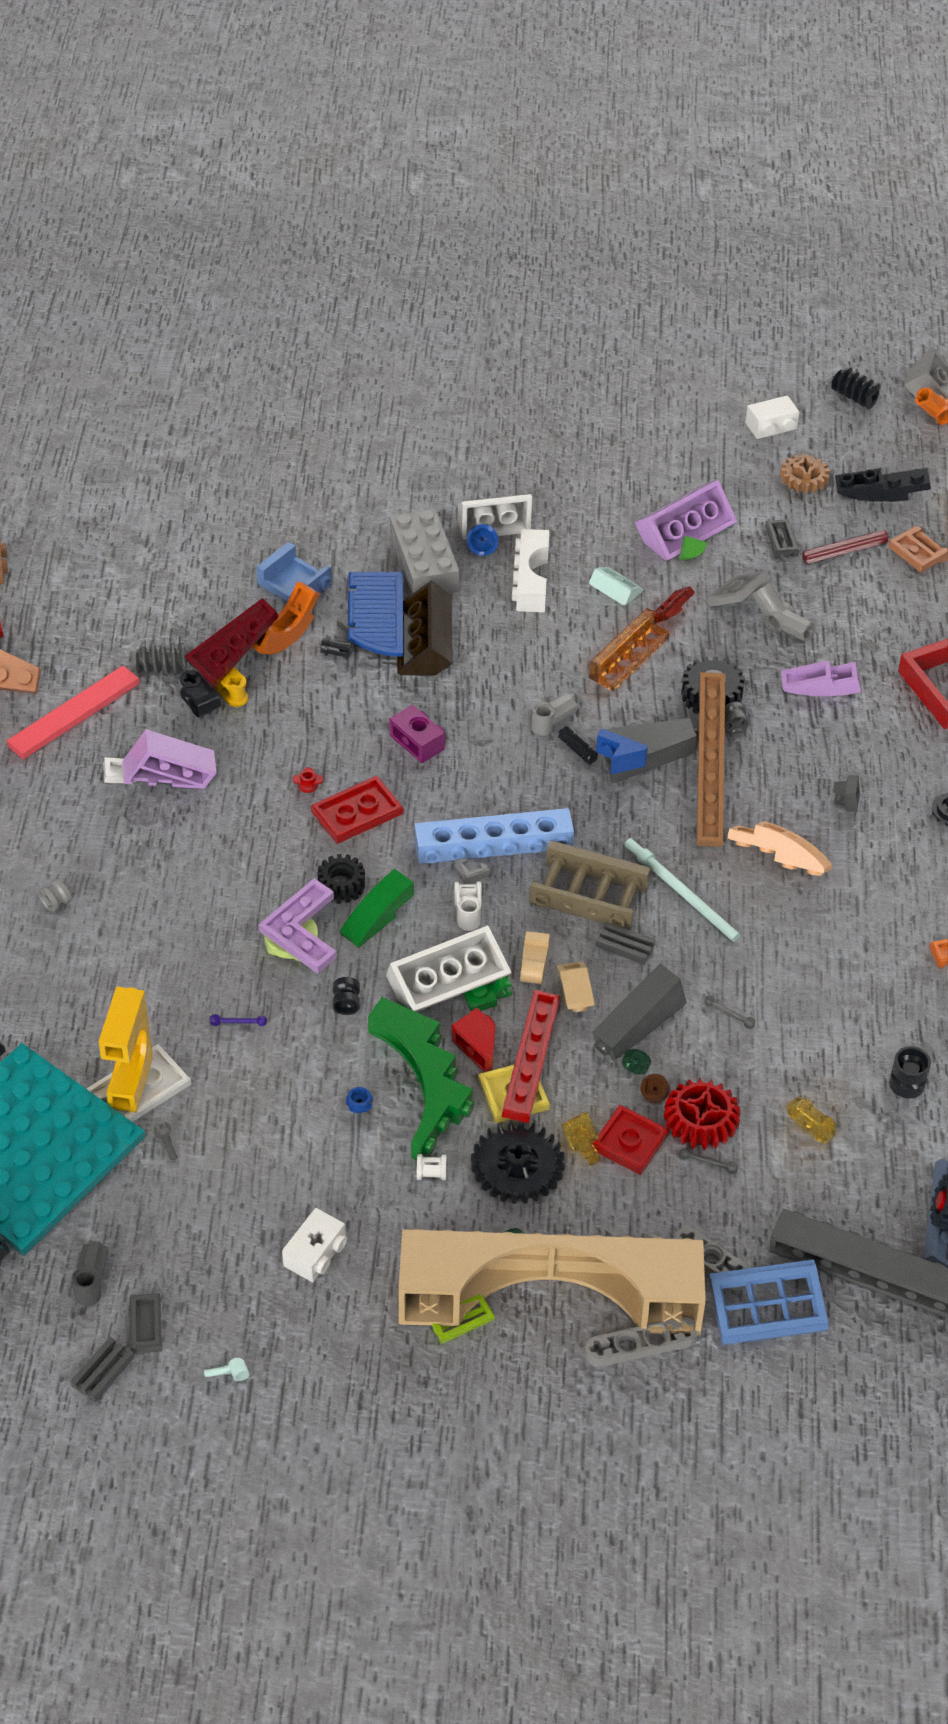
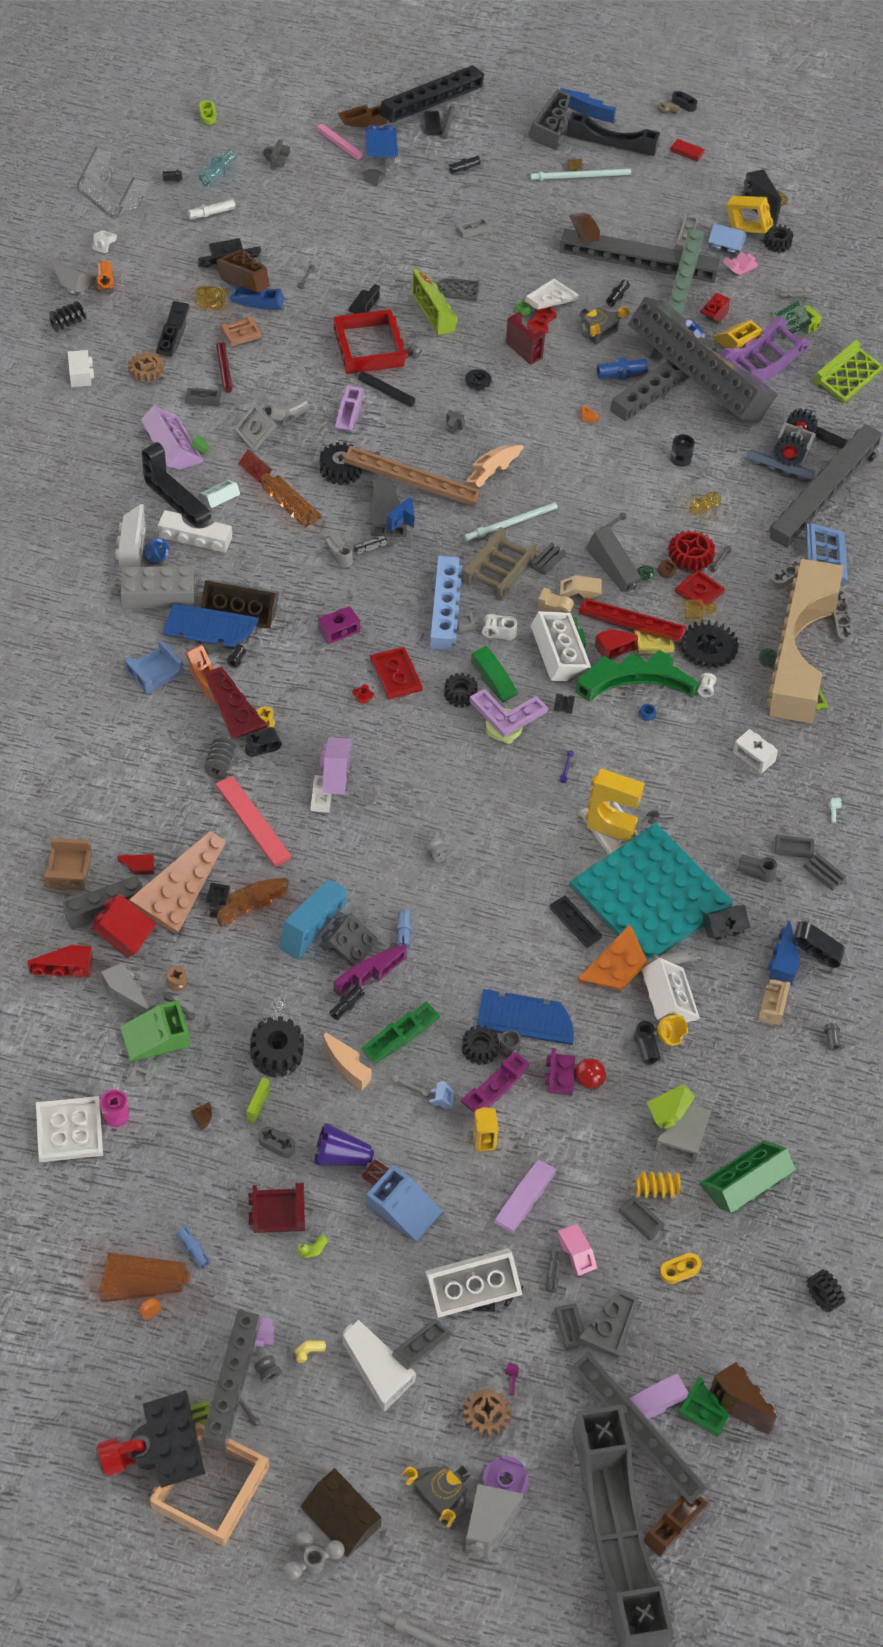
camera: 80 degrees left, 5 degrees up
(598, 532) = (169, 489): none -> black beam
(884, 714) = (386, 388): none -> black axle

